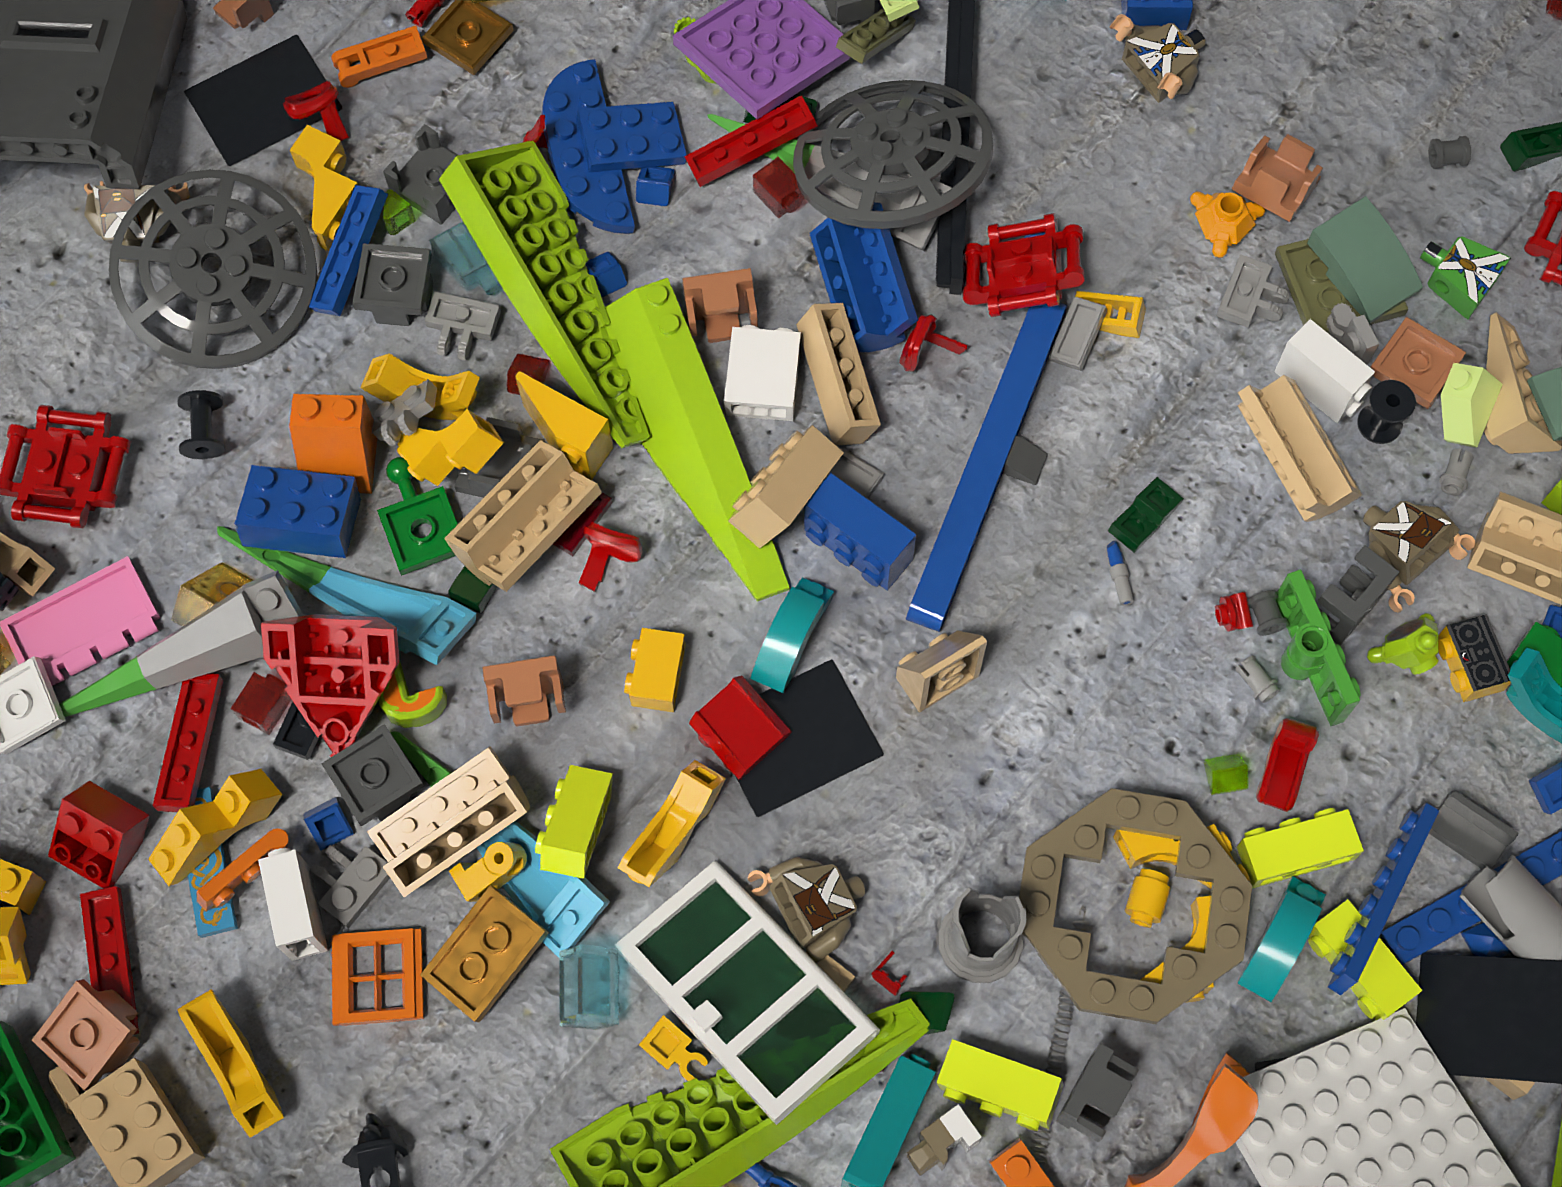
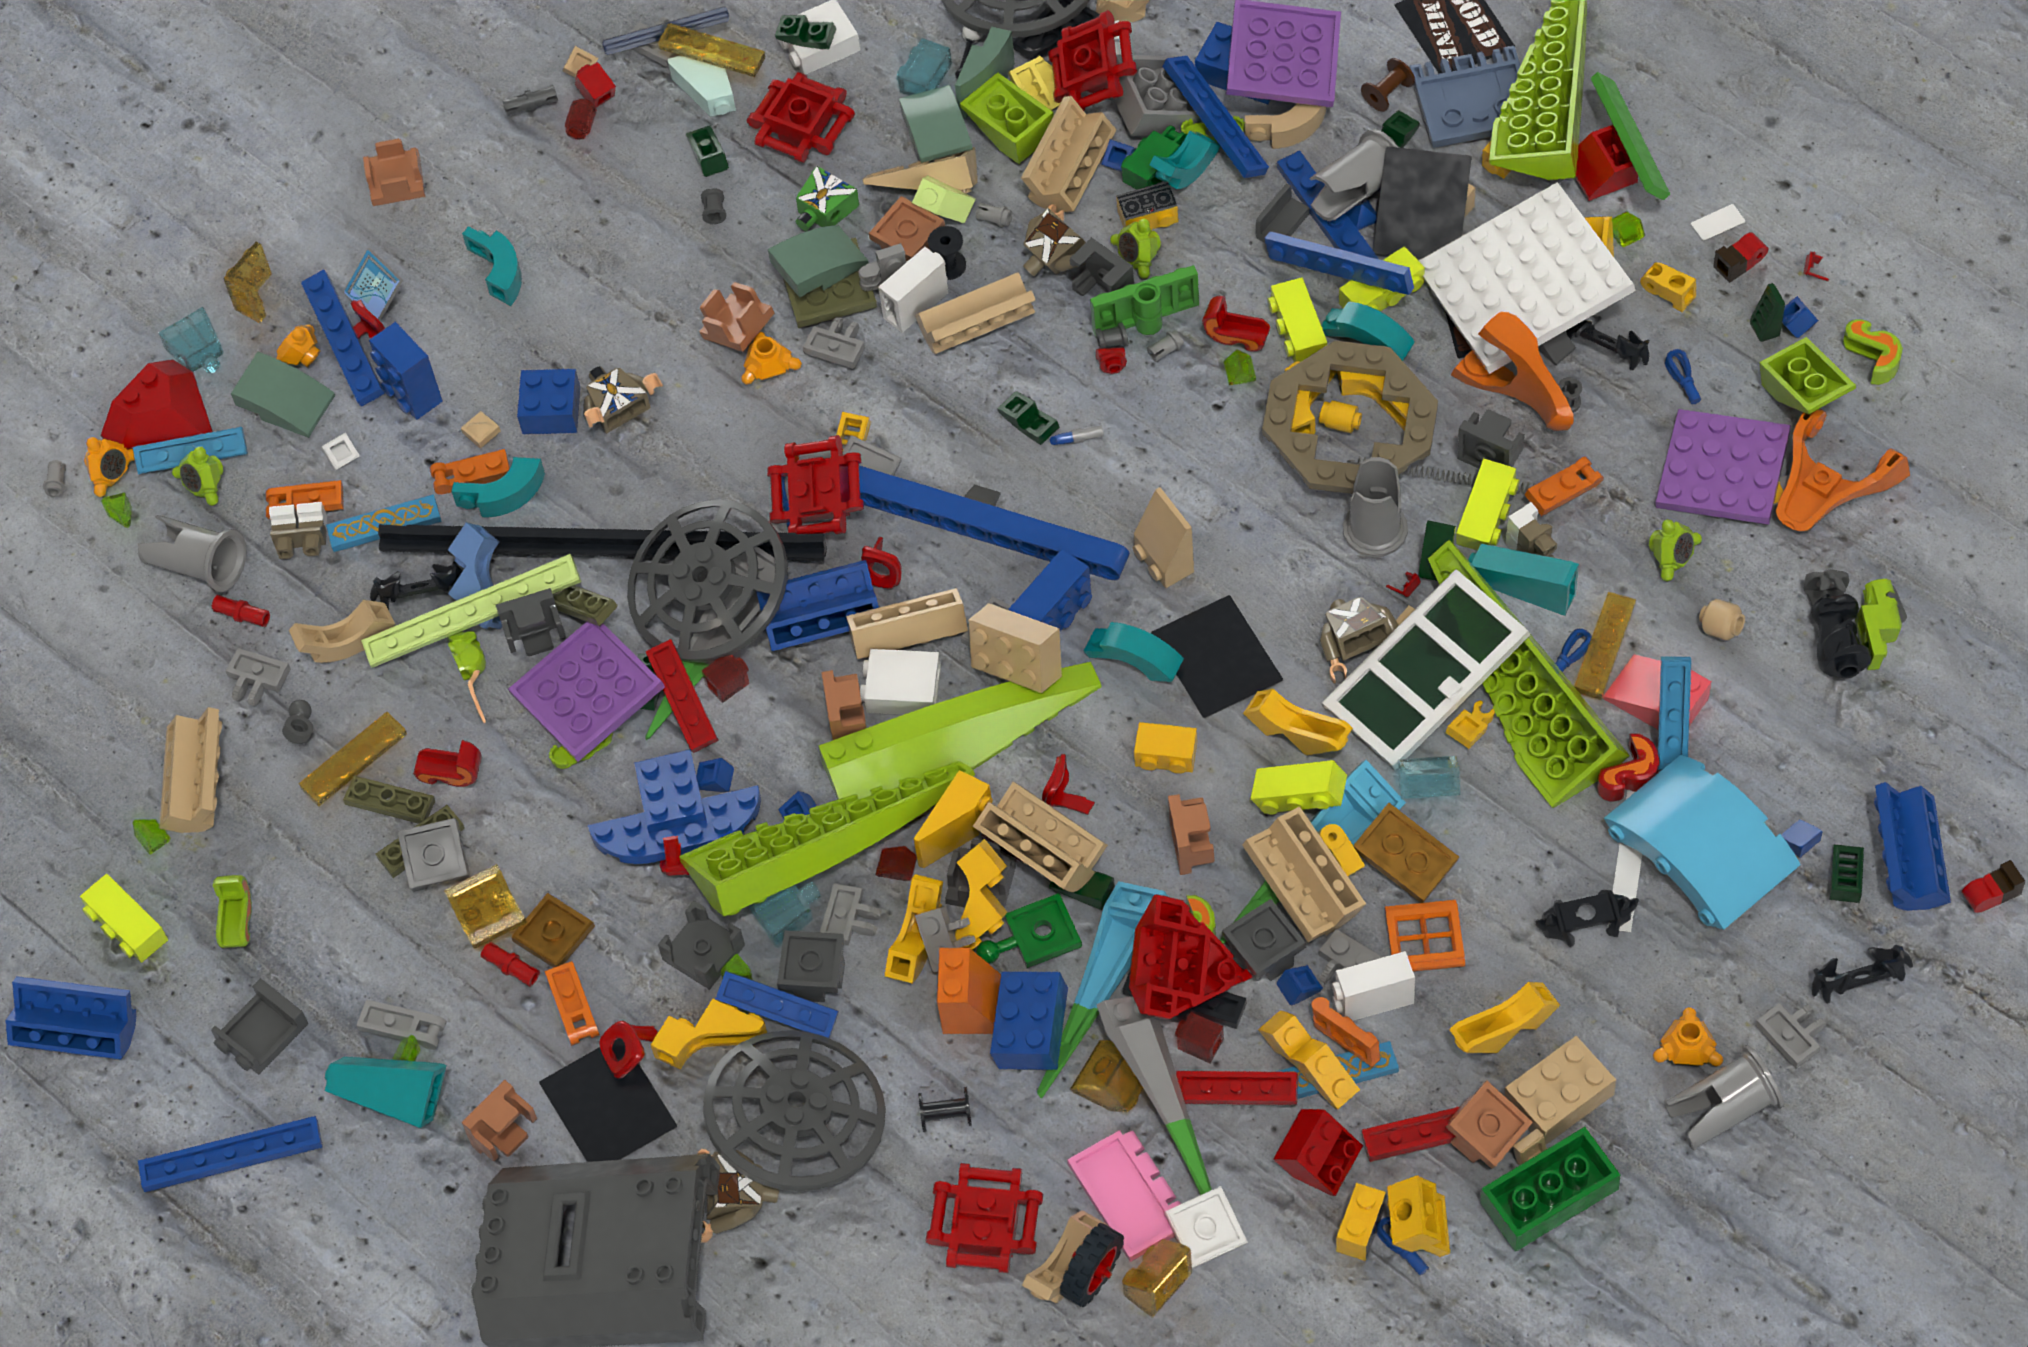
camera: 85 degrees left, 10 degrees down
(739, 727) = (1212, 689): red slope -> none

